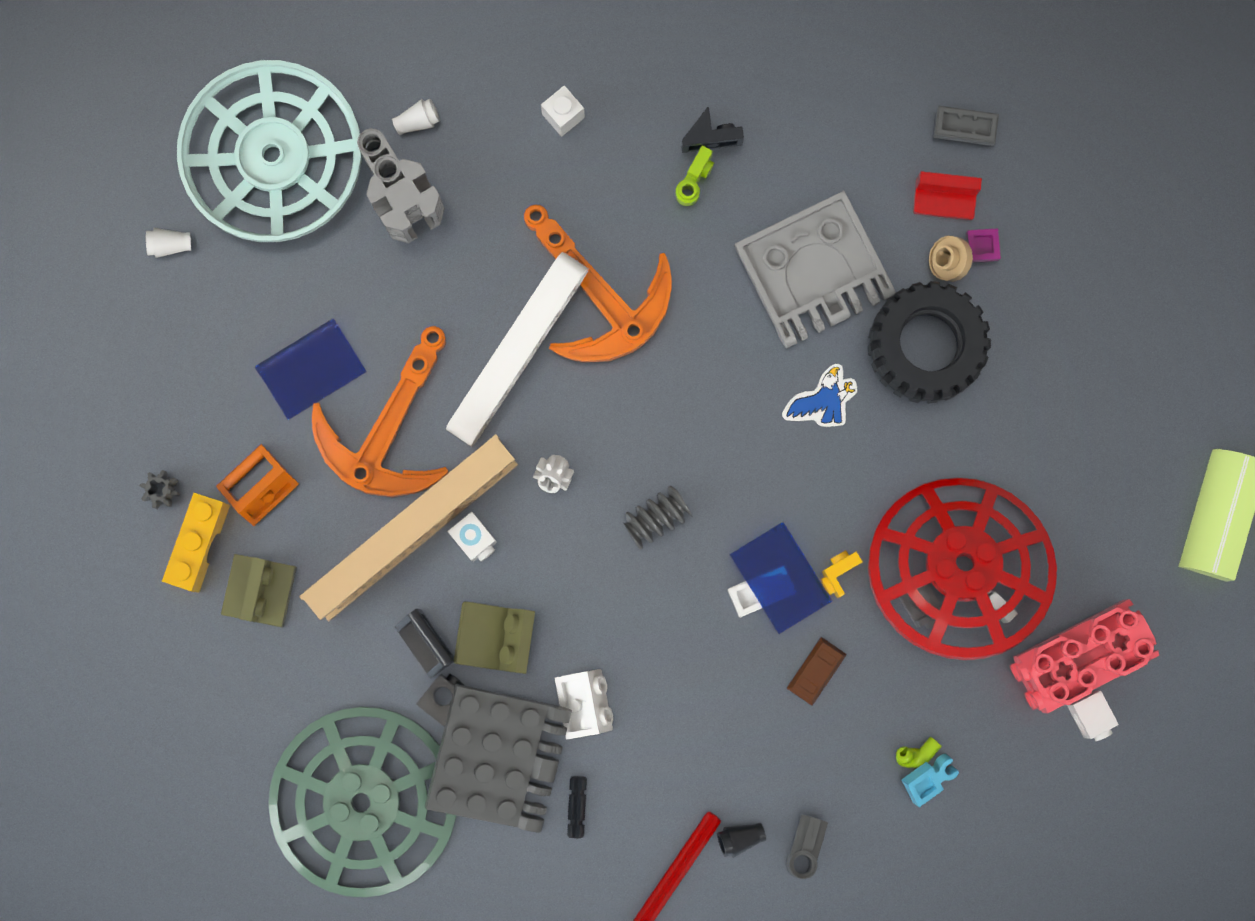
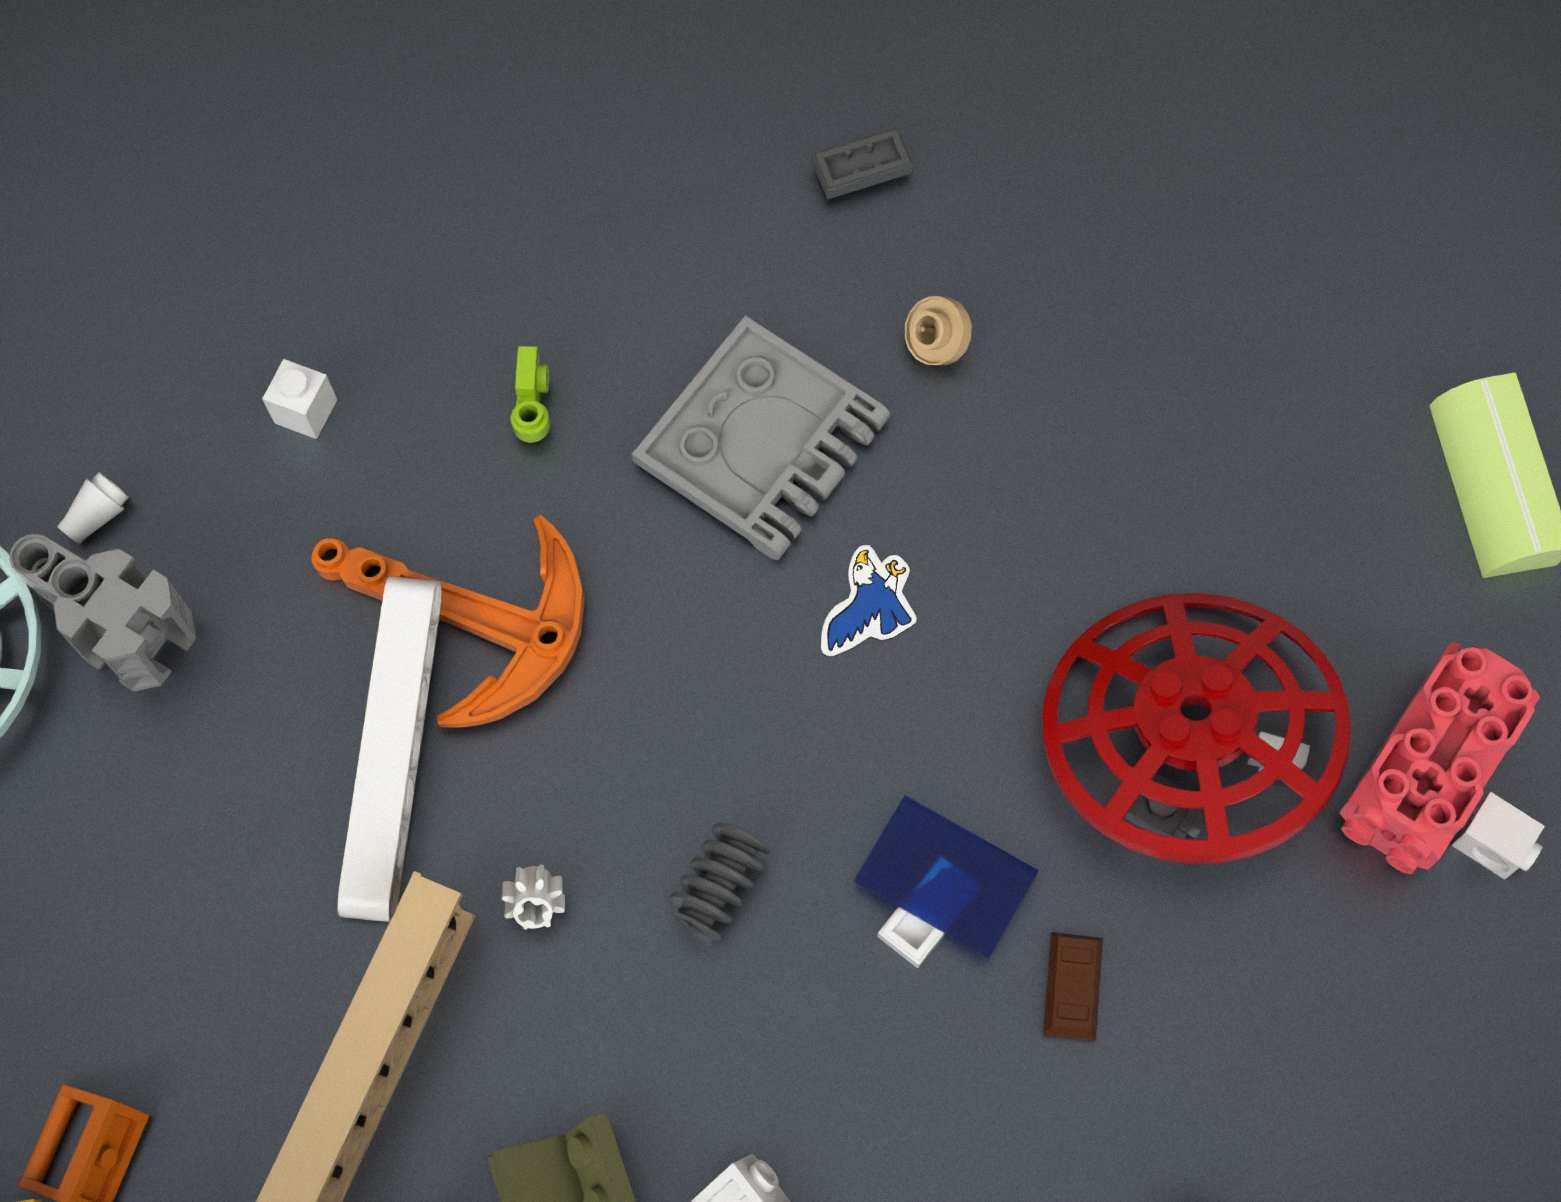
camera: 25 degrees left, 15 degrees down
(310, 369) = (92, 935): clear blue piece -> none
(379, 440) = (245, 983): orange piece -> none
(473, 538) = (458, 1054): white brick -> none
(702, 134) = (541, 329): black slope -> none
(841, 564) = (1022, 810): yellow bracket -> none
(917, 756) = (1291, 1033): lime arm -> none
(926, 780) = (1323, 1059): medium azure plate -> none
(946, 195) = (885, 257): red panel -> none
(952, 309) = (984, 393): black tyre -> none
(984, 244) = (974, 293): magenta plate -> none

